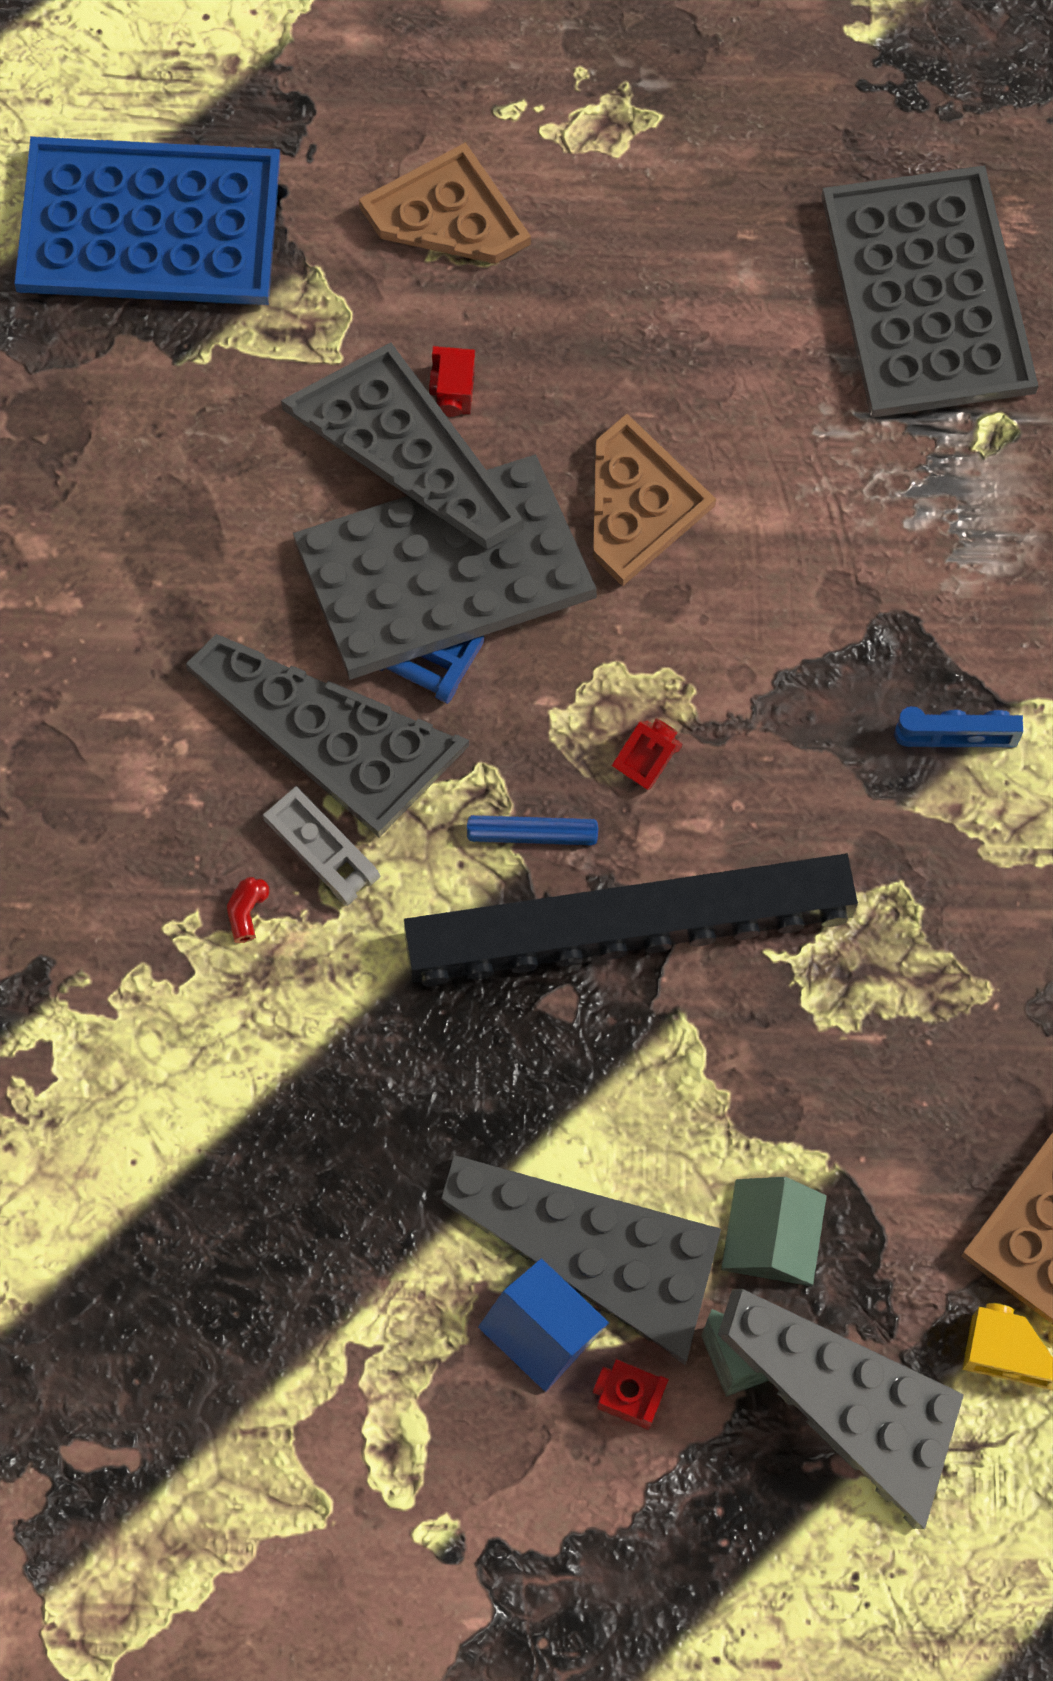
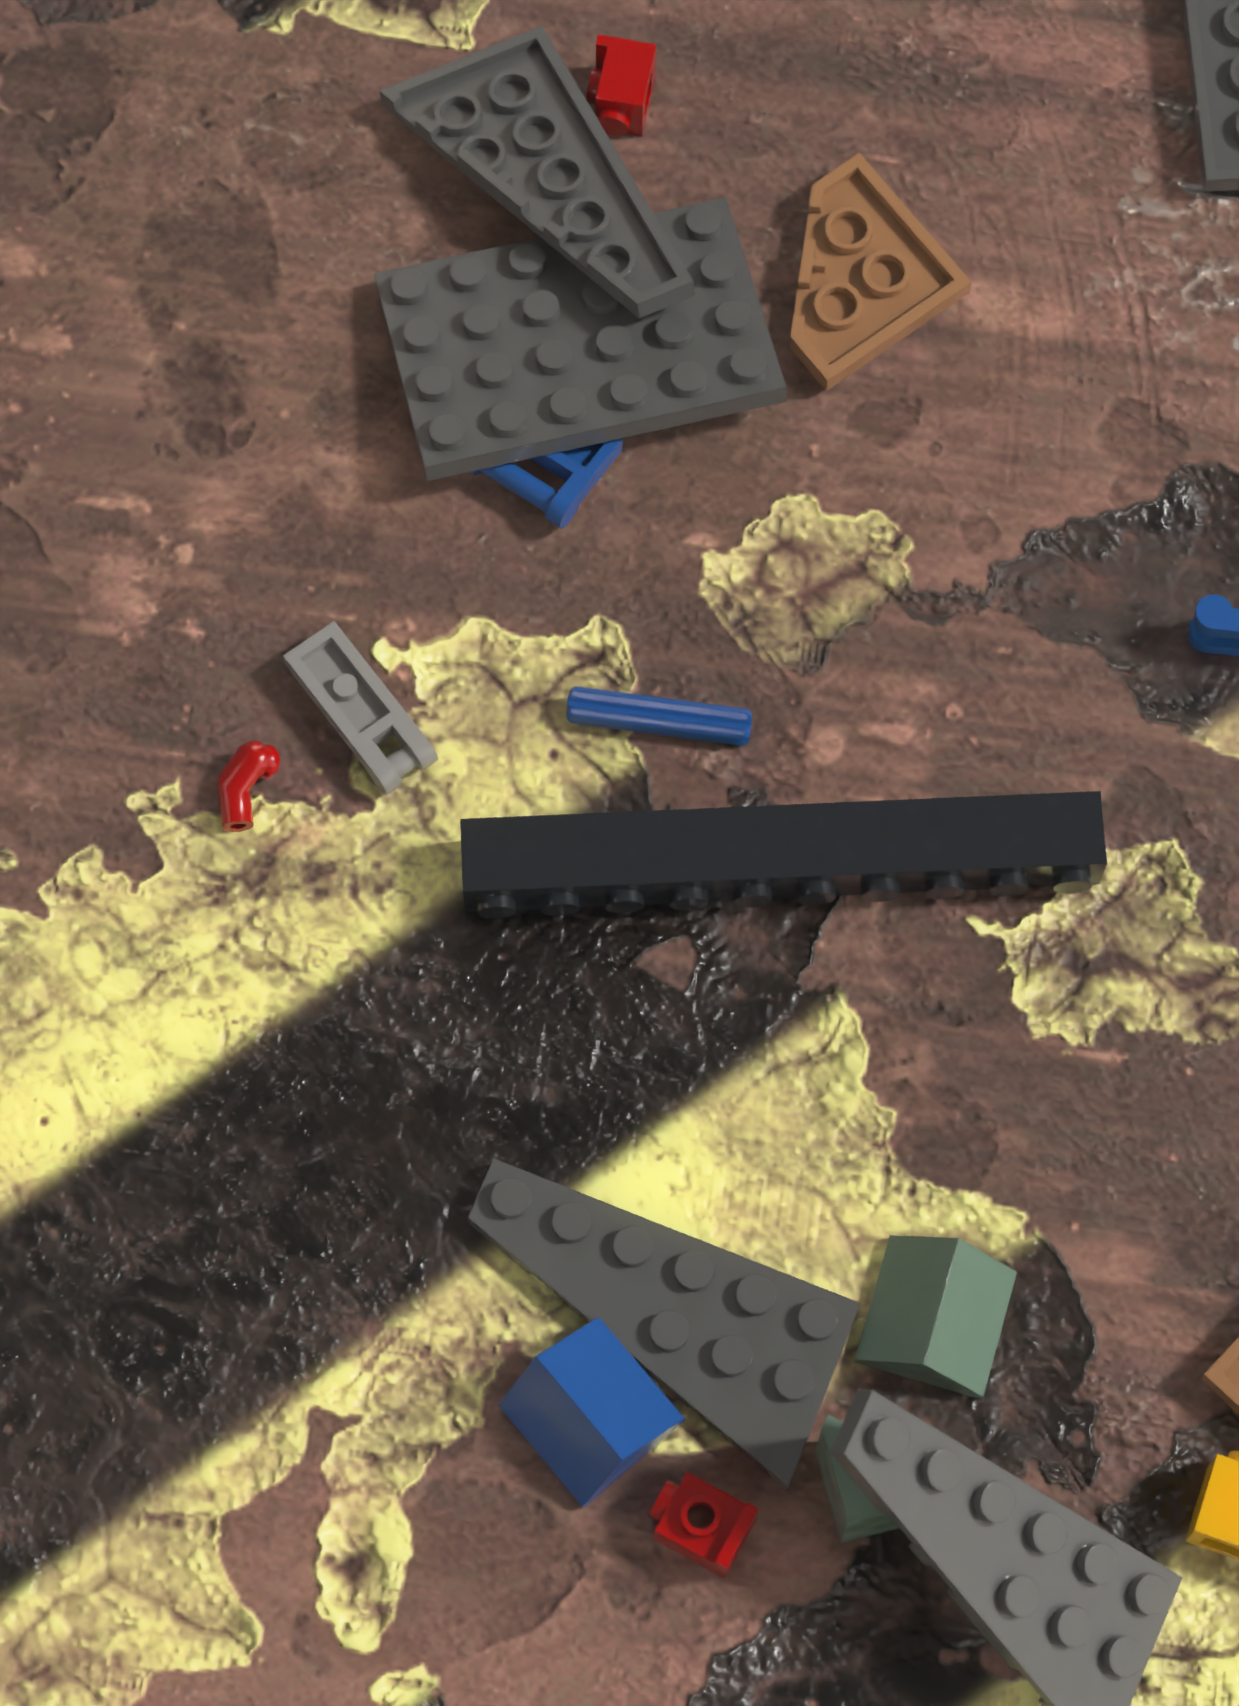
camera: 10 degrees right, 0 degrees up
(342, 740) = (405, 563): dark grey wing -> none
(647, 752) = (833, 623): red bracket -> none

